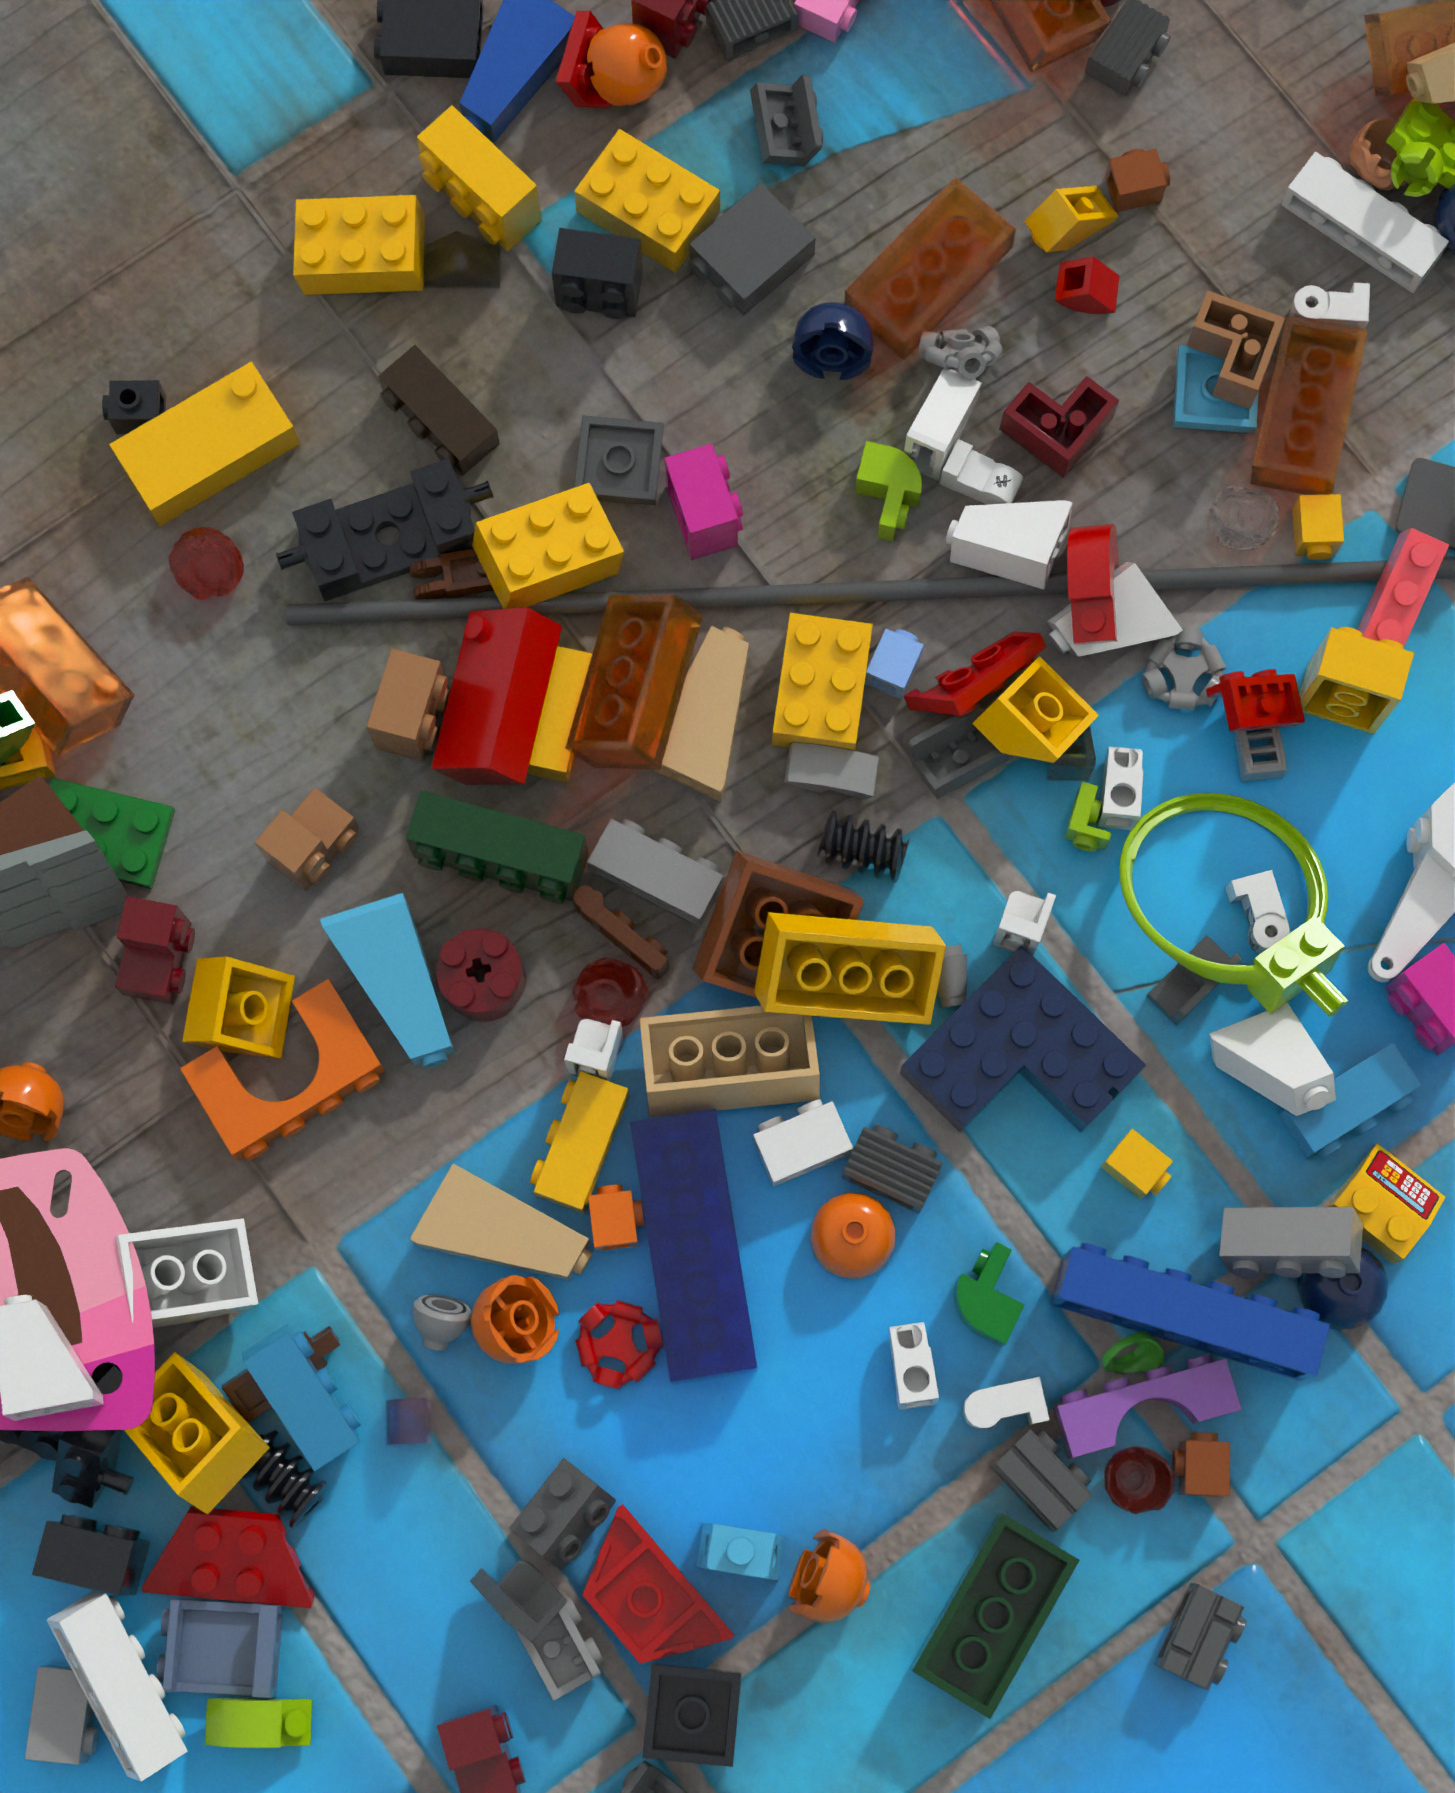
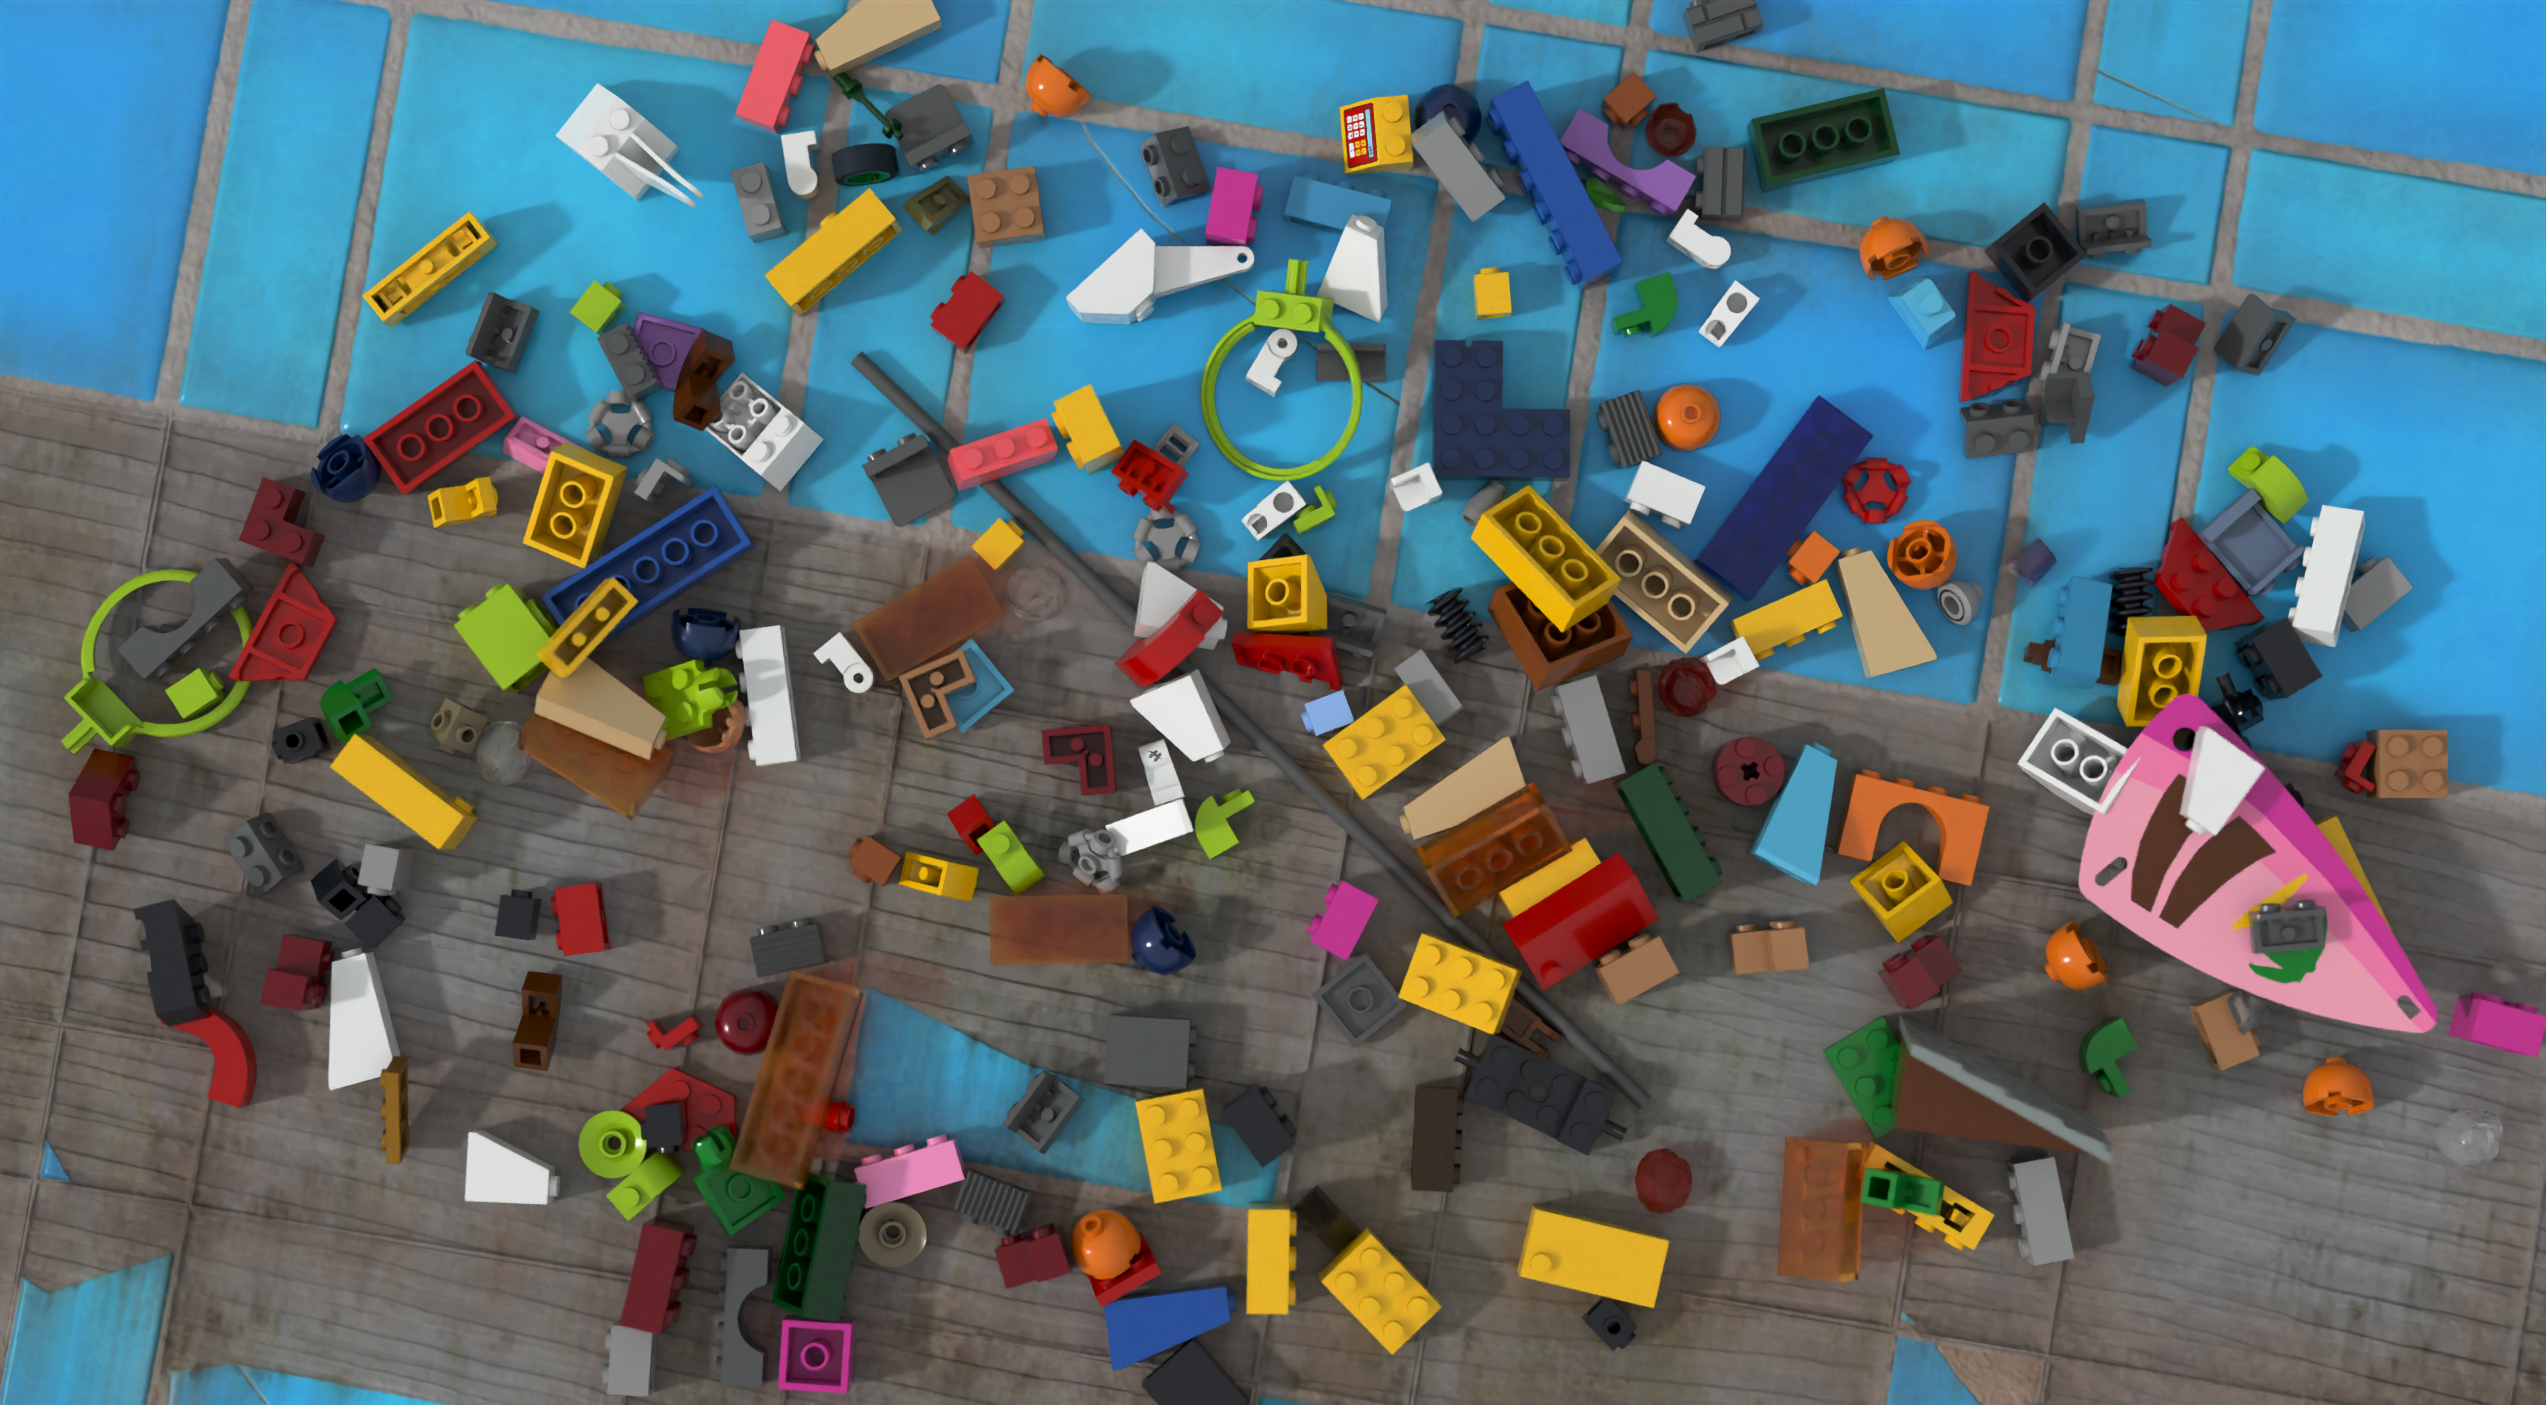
camera: 135 degrees left, 10 degrees up
(1021, 280) = (1011, 858): none -> lime brick

